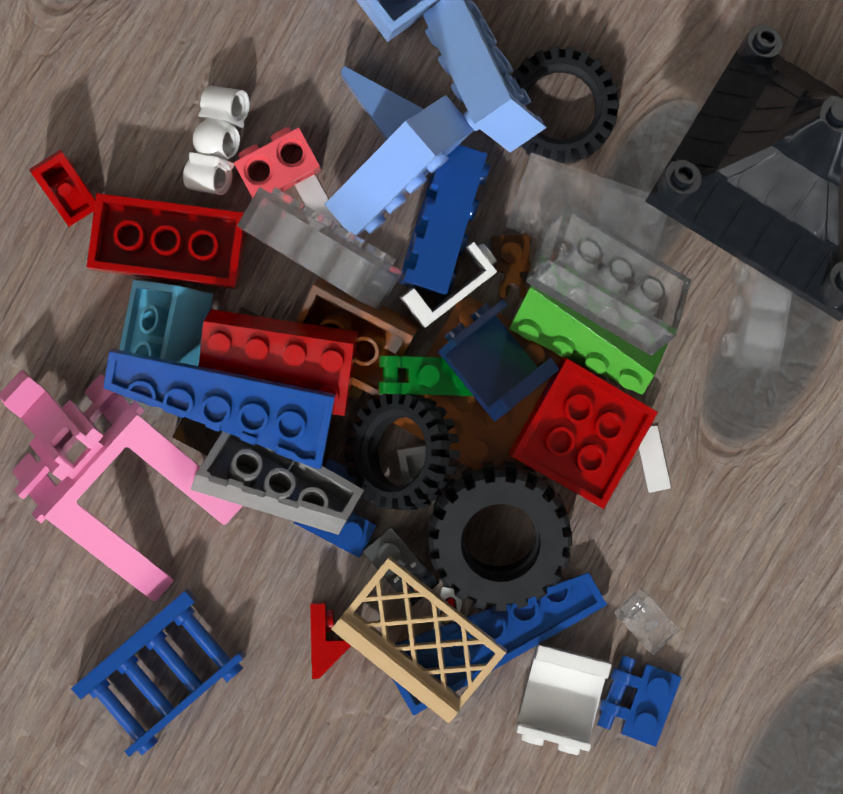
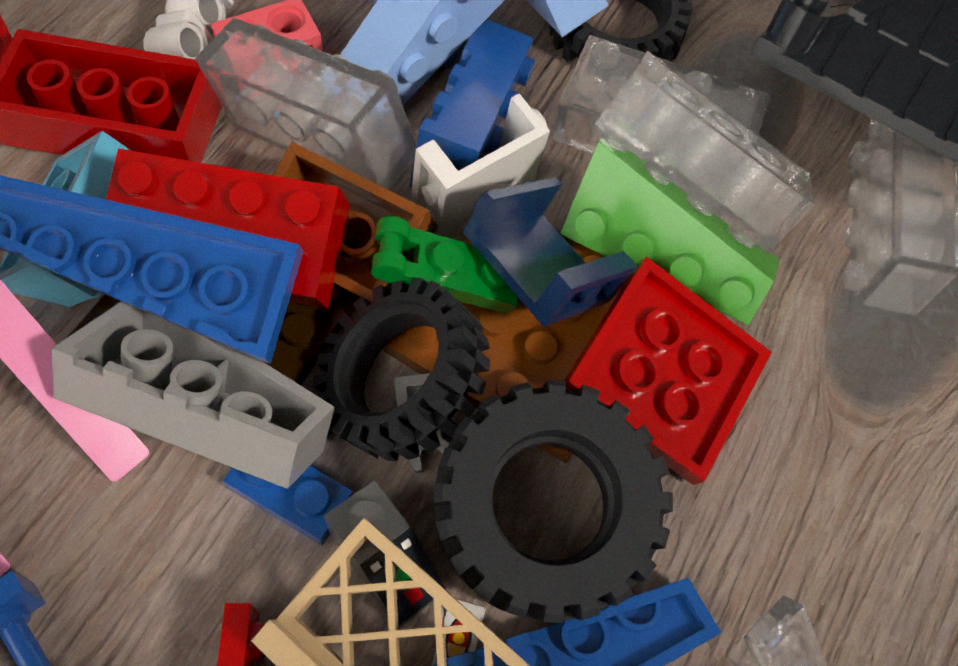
camera: 10 degrees left, 25 degrees down
(512, 259) = (565, 161): reddish brown plate -> none
(654, 461) = (767, 428): white sticker -> none

